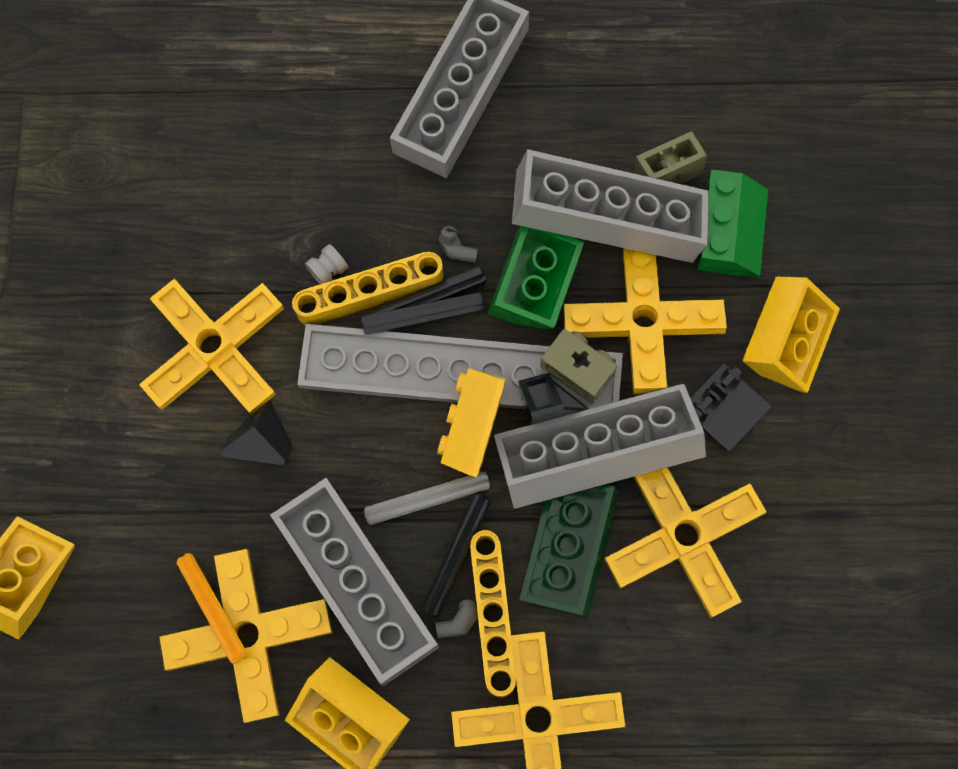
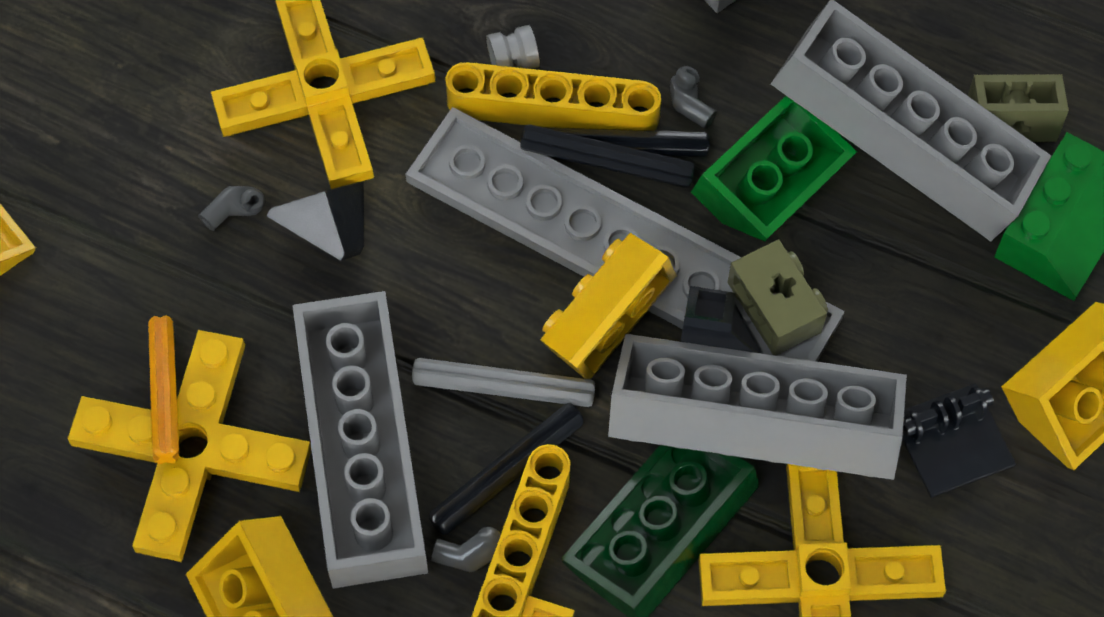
camera: 20 degrees right, 10 degrees down
(192, 453) = (232, 202): none -> dark grey arm
(643, 300) = (900, 263): yellow piece -> none

